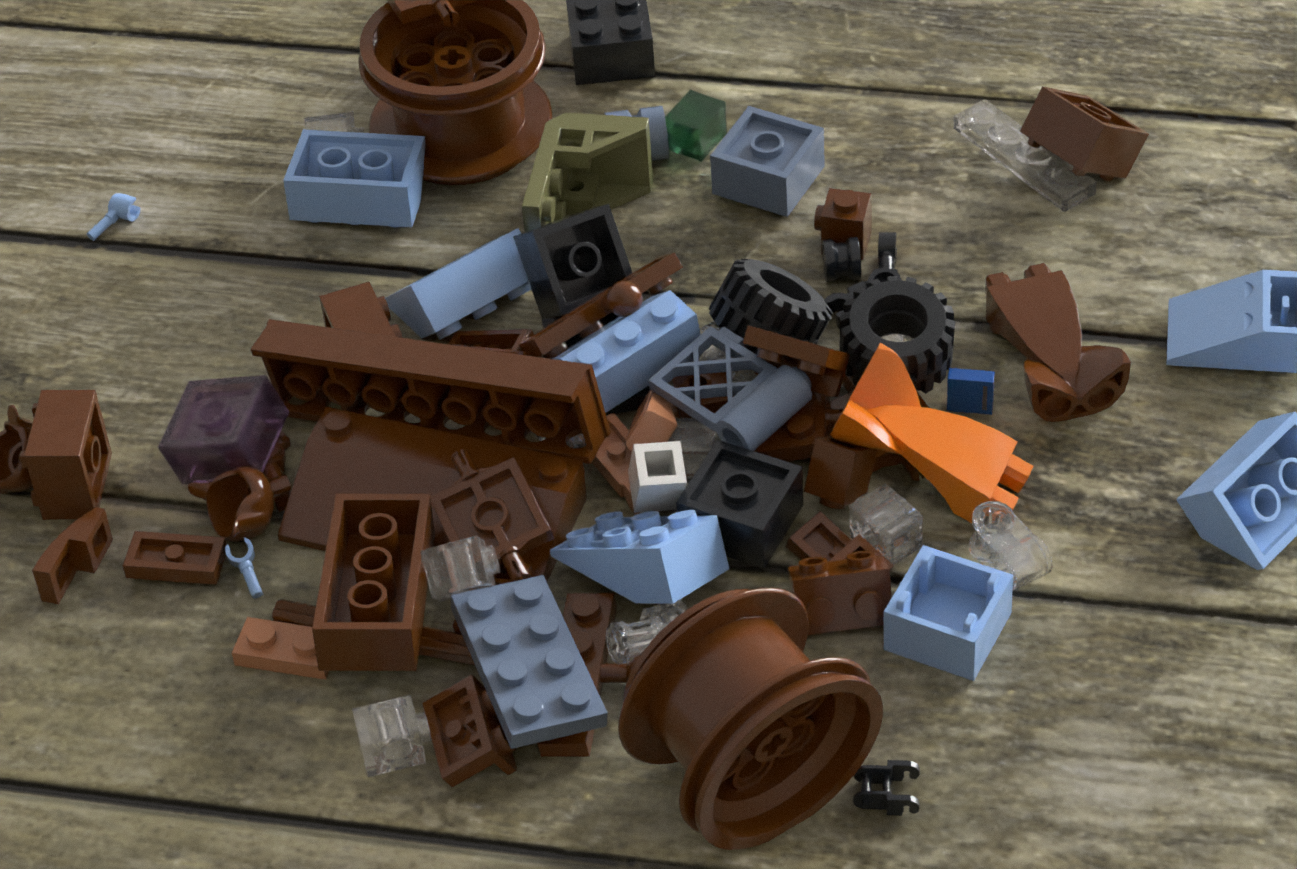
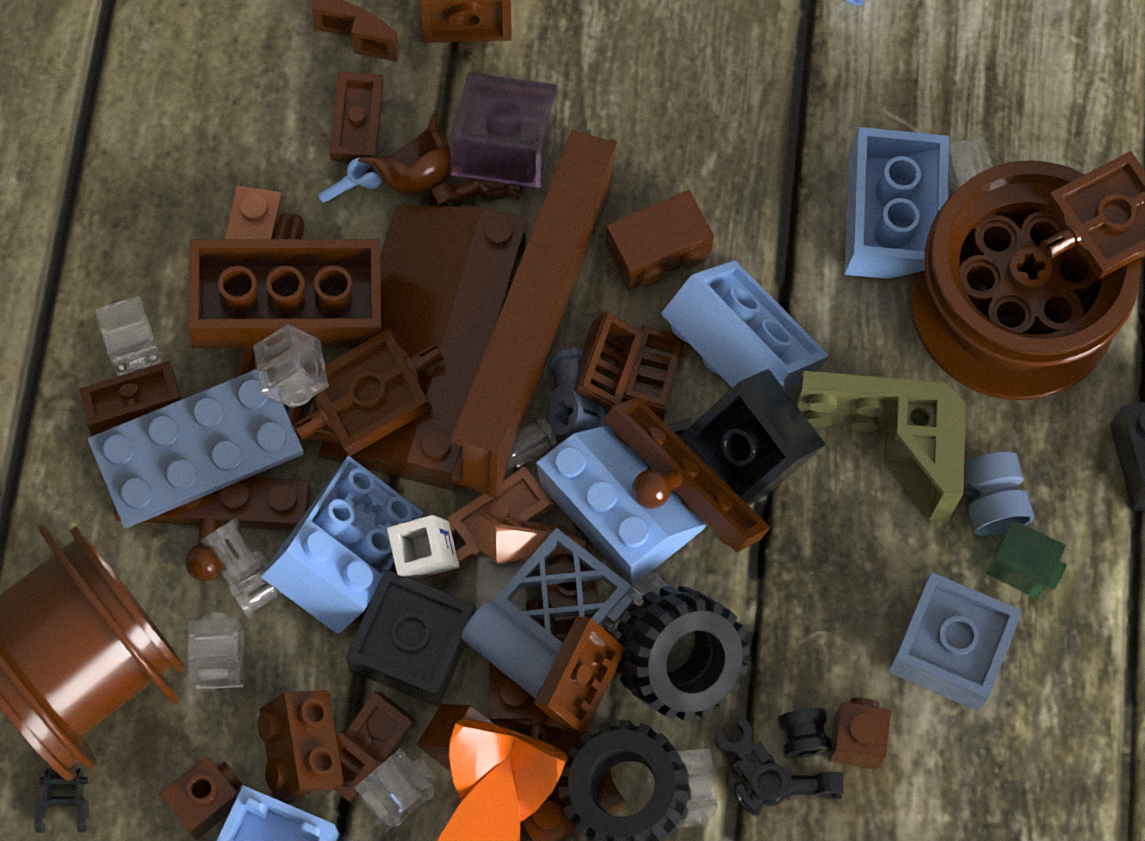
camera: 80 degrees right, 25 degrees up
(892, 665) = (202, 796): none -> reddish brown brick

